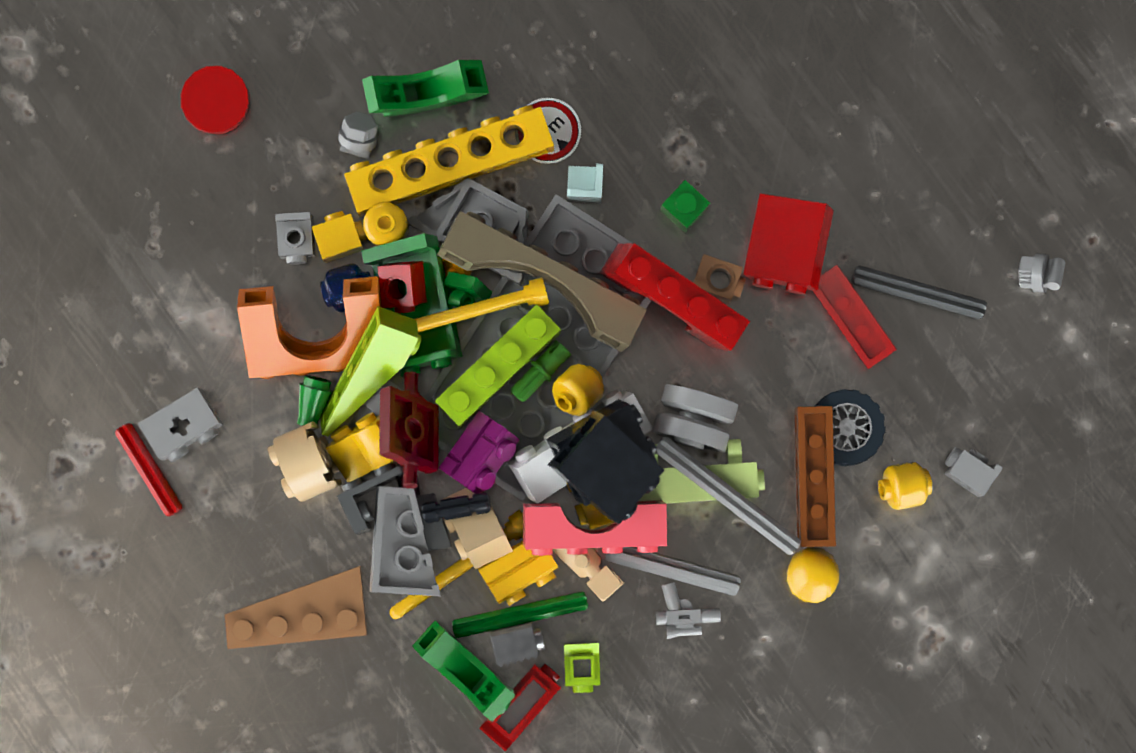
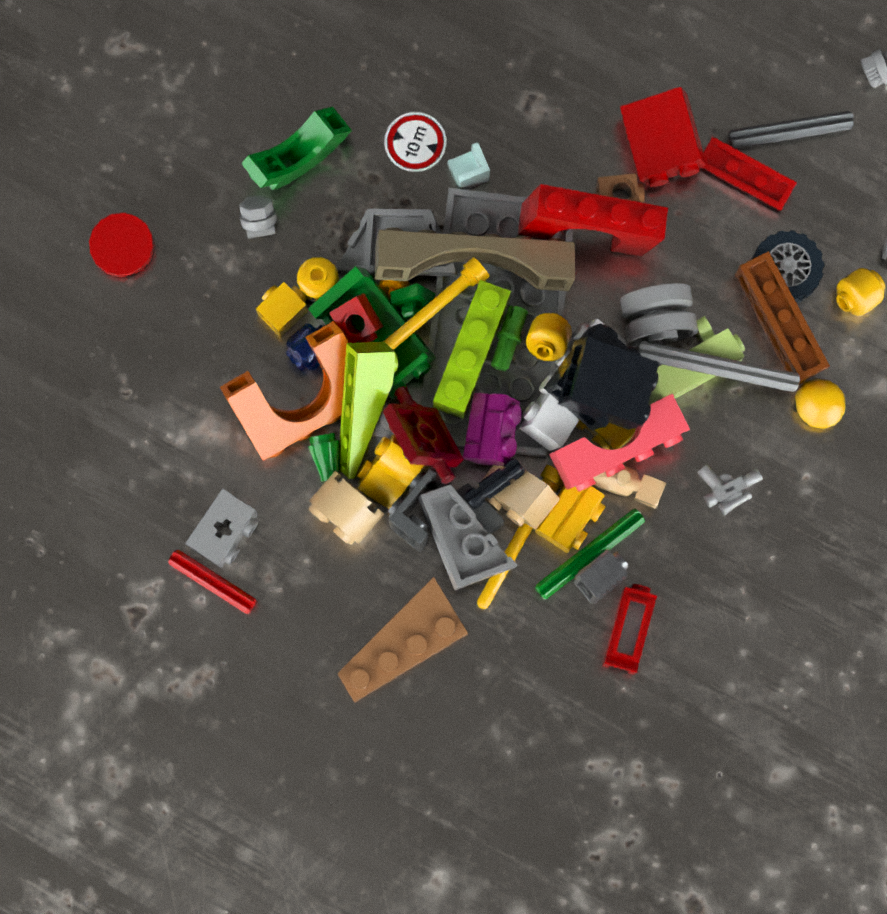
camera: 25 degrees left, 5 degrees down
(295, 222) = (239, 313): light grey brick -> none
(464, 670) = (568, 621): green arch -> none
(535, 143) = (388, 176): yellow brick -> none
(582, 666) = (664, 570): lime window -> none
(677, 570) = (702, 453): light grey axle -> none
(685, 206) = (562, 147): green brick -> none

